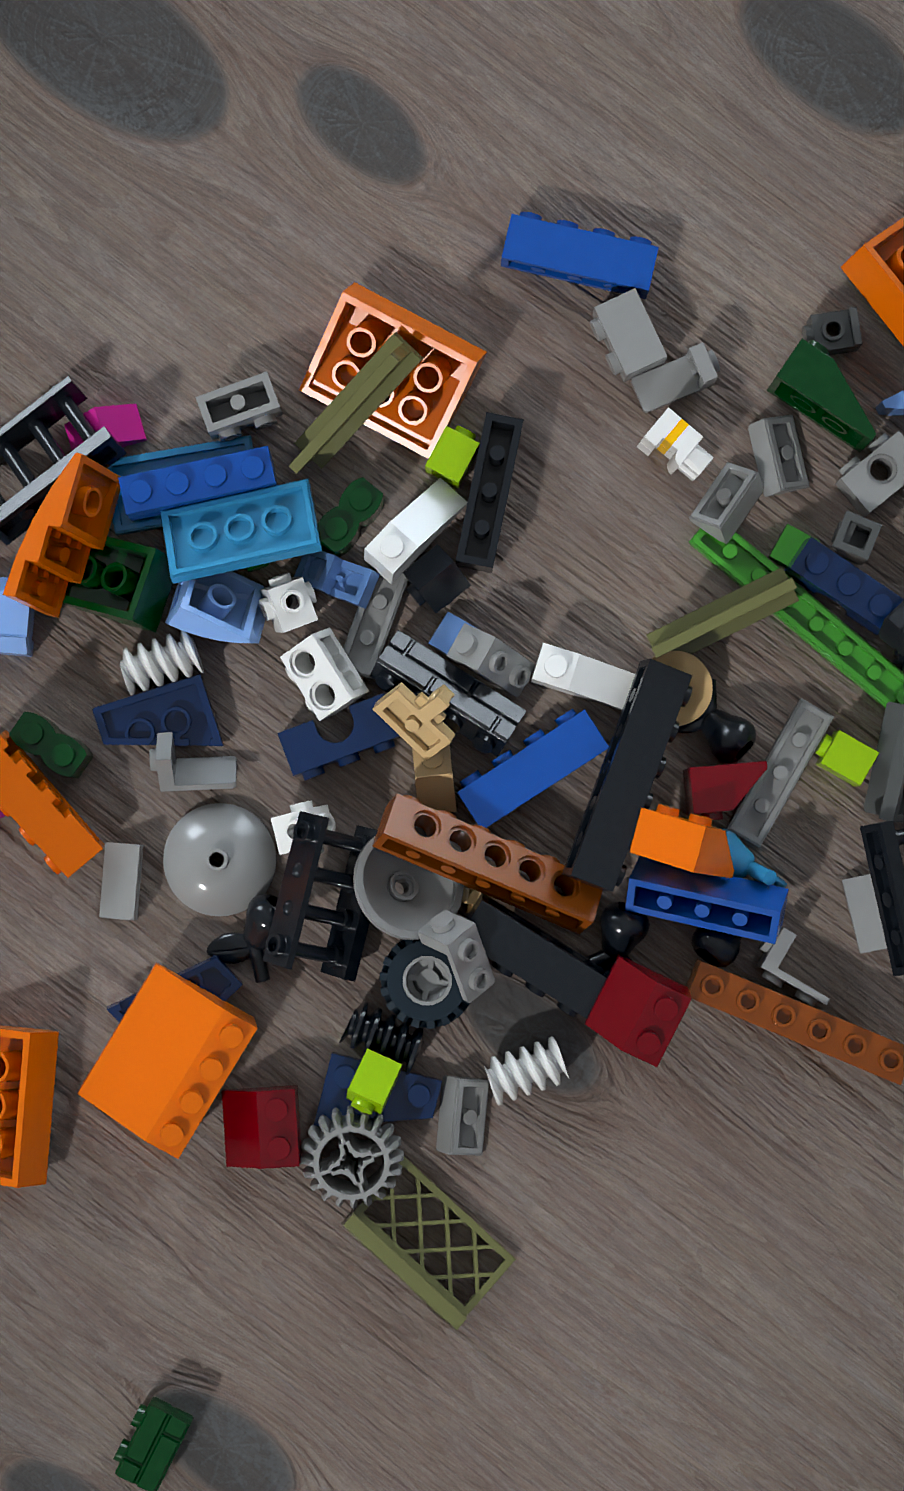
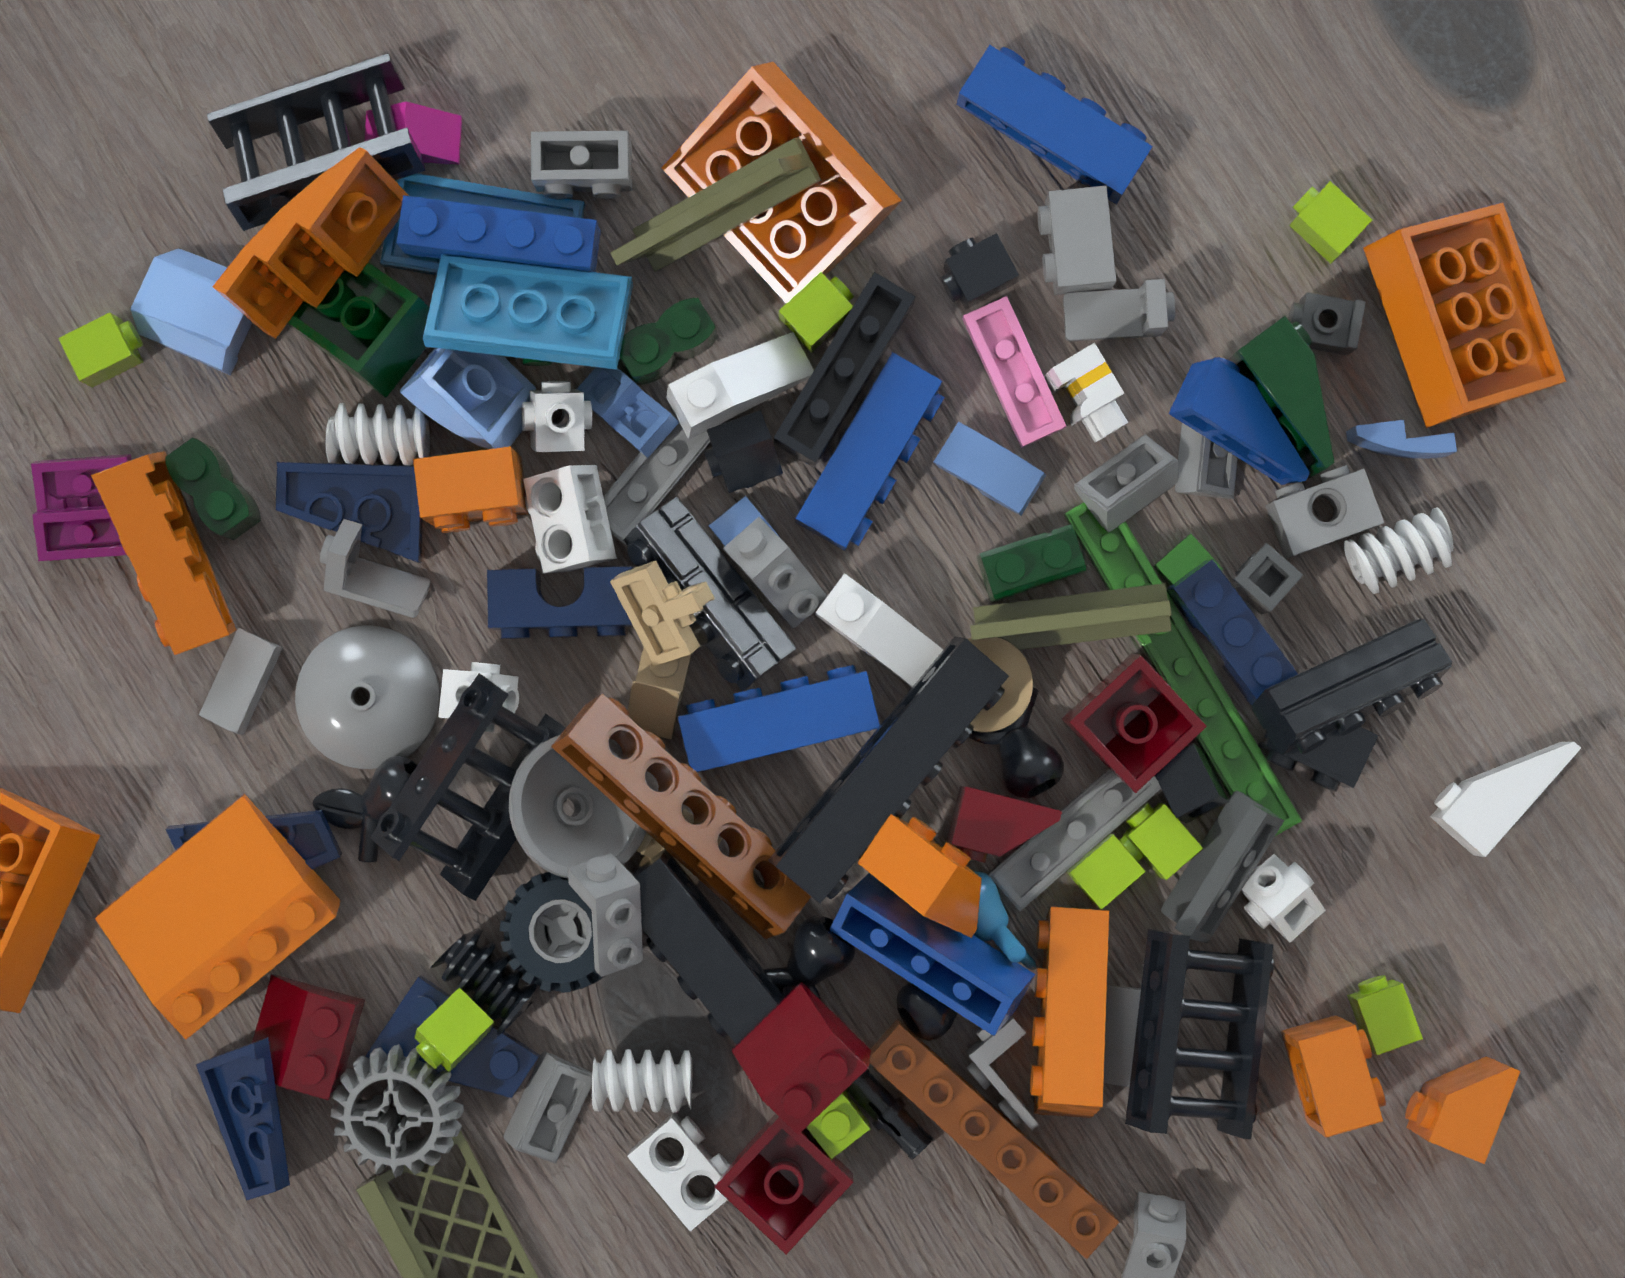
camera: 15 degrees right, 0 degrees up
(242, 1199) = (248, 1115): none -> dark blue wing
(244, 677) = (471, 488): none -> orange brick
(529, 547) = (869, 451): none -> blue brick
(561, 384) = (978, 271): none -> black brick
(573, 1134) = (672, 1177): none -> white brick
(614, 449) = (1014, 372): none -> bright pink plate
(622, 527) = (990, 468): none -> medium blue slope
(657, 1107) = (784, 1182): none -> dark red slope
(677, 587) = (1031, 563): none -> dark green brick
(683, 1052) = (839, 1125): none -> lime brick
(717, 1031) = (889, 1114): none -> black pin
(790, 425) = (1237, 418): none -> blue slope
(795, 677) = (1134, 722): none -> dark red slope
(808, 256) = (1328, 220): none -> lime brick
(814, 793) = (1107, 869): none -> lime brick
(824, 908) = (1071, 1012): none -> orange wedge
(851, 707) = (1191, 784): none -> black brick

